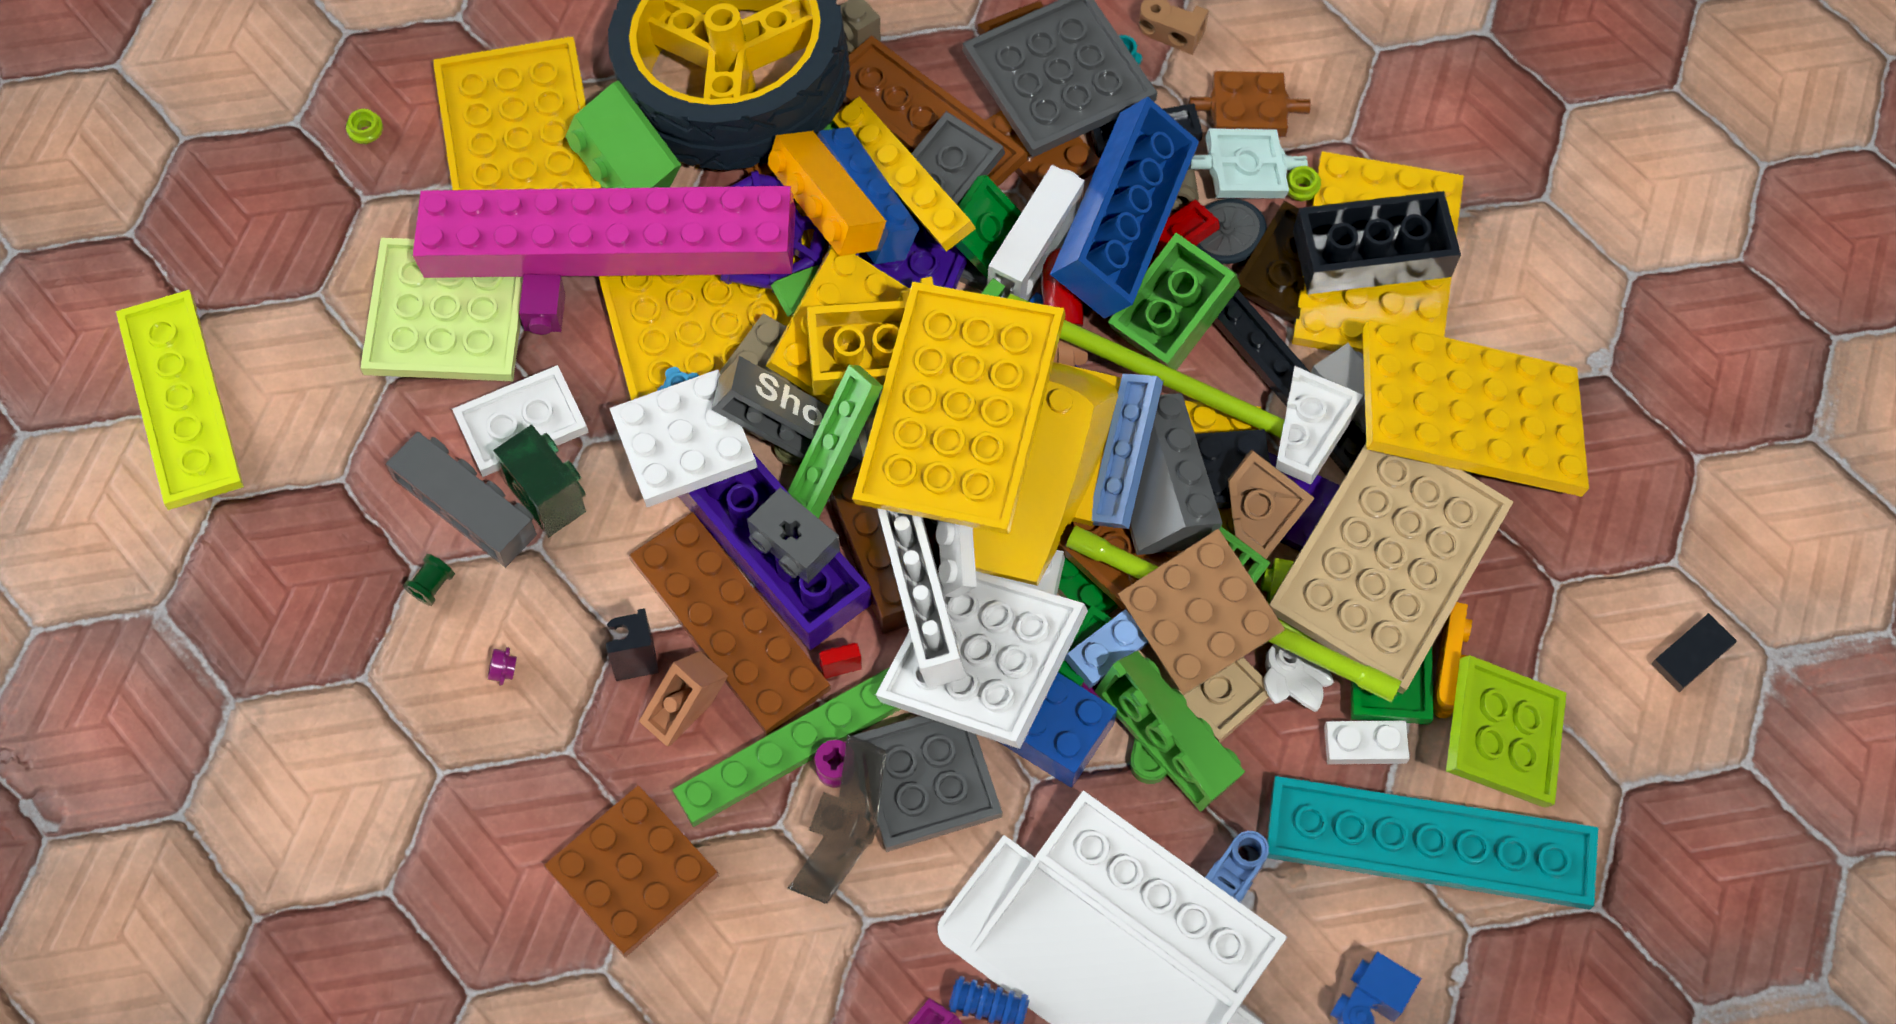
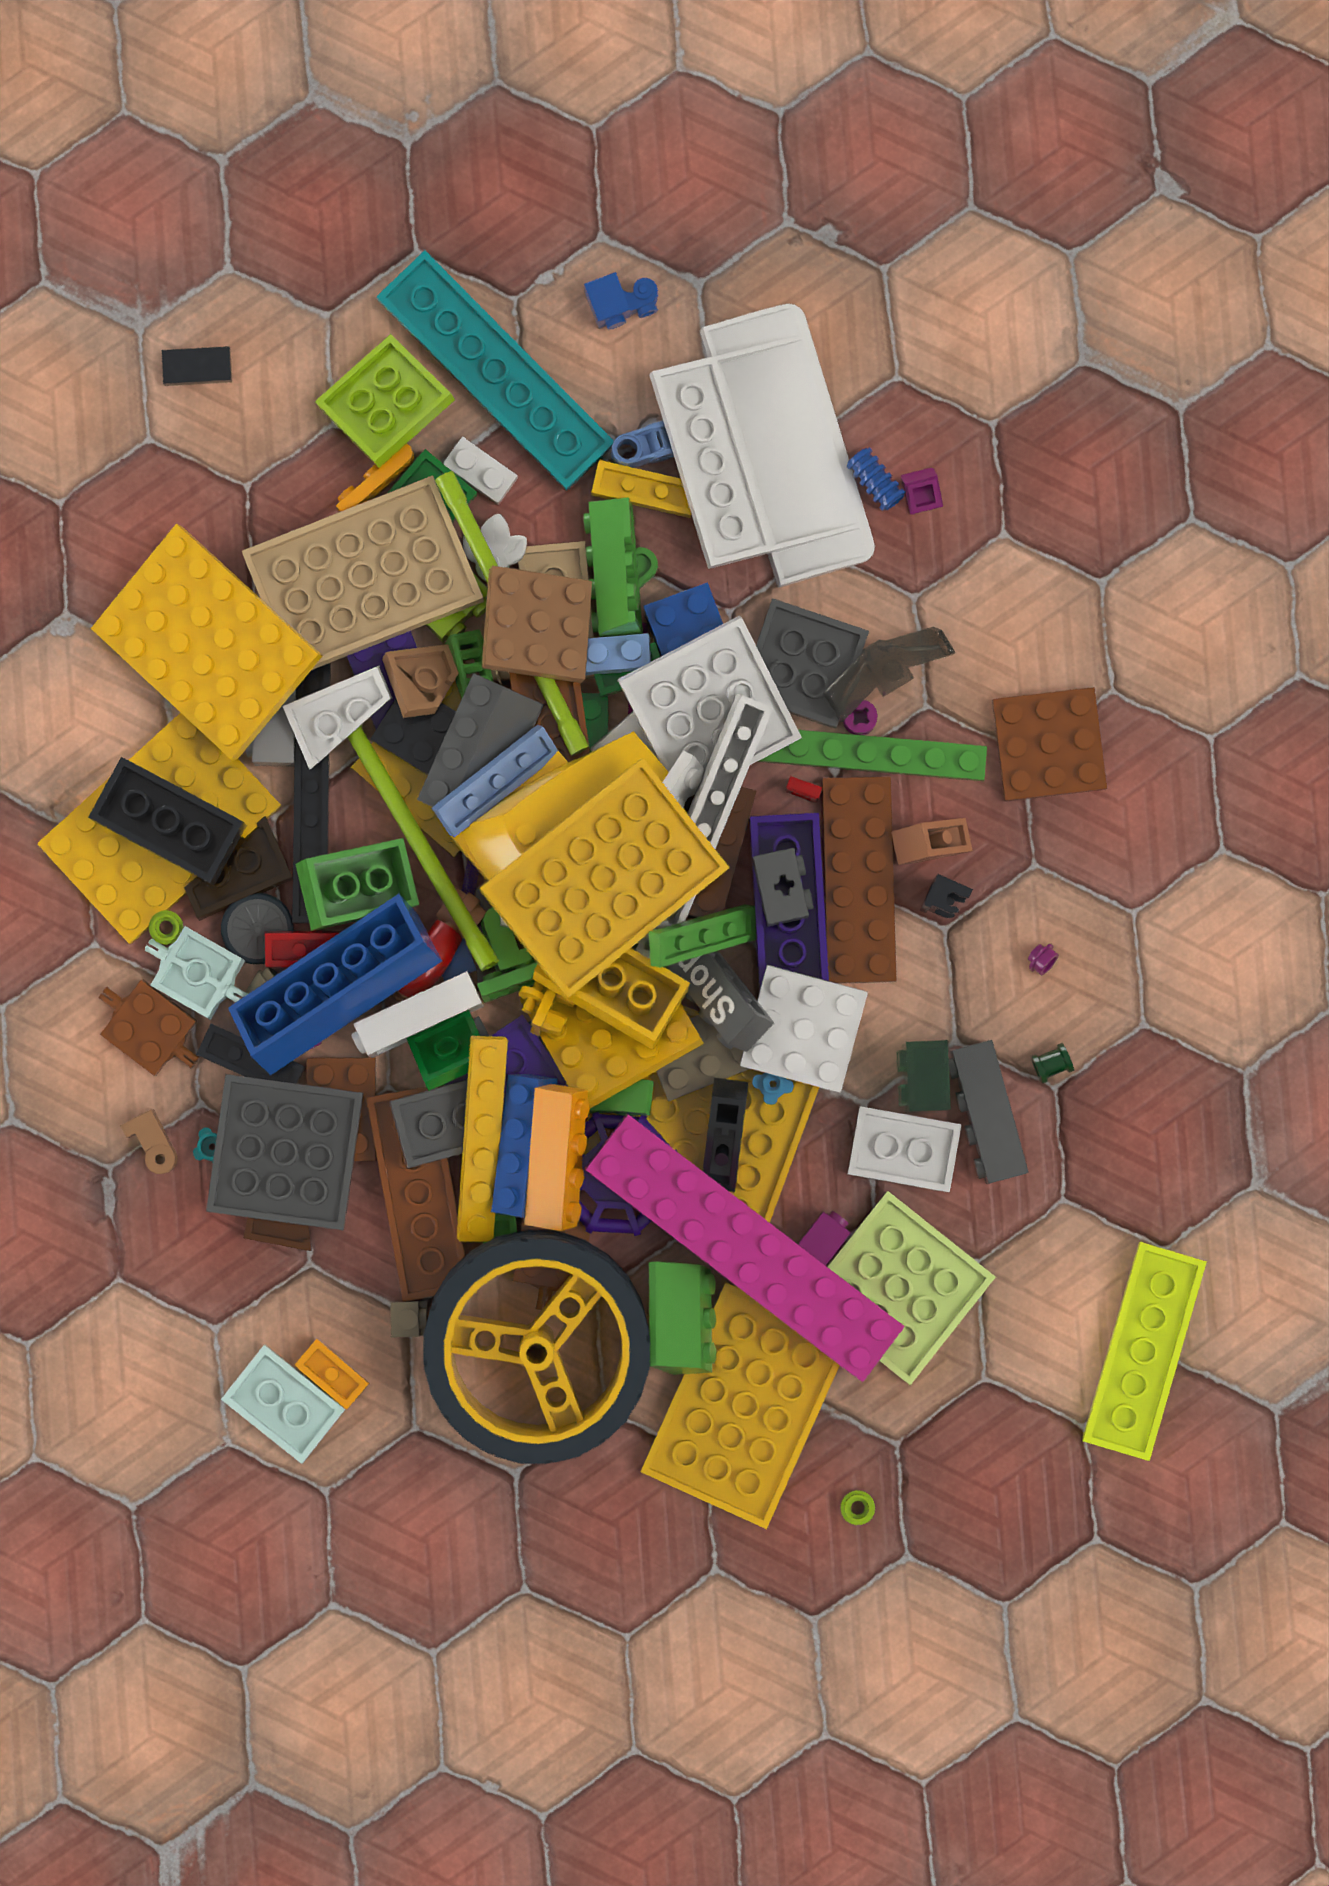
camera: 145 degrees left, 20 degrees up
(694, 319) = (725, 1131): none -> black slope
(1210, 826) = (641, 487): none -> yellow plate

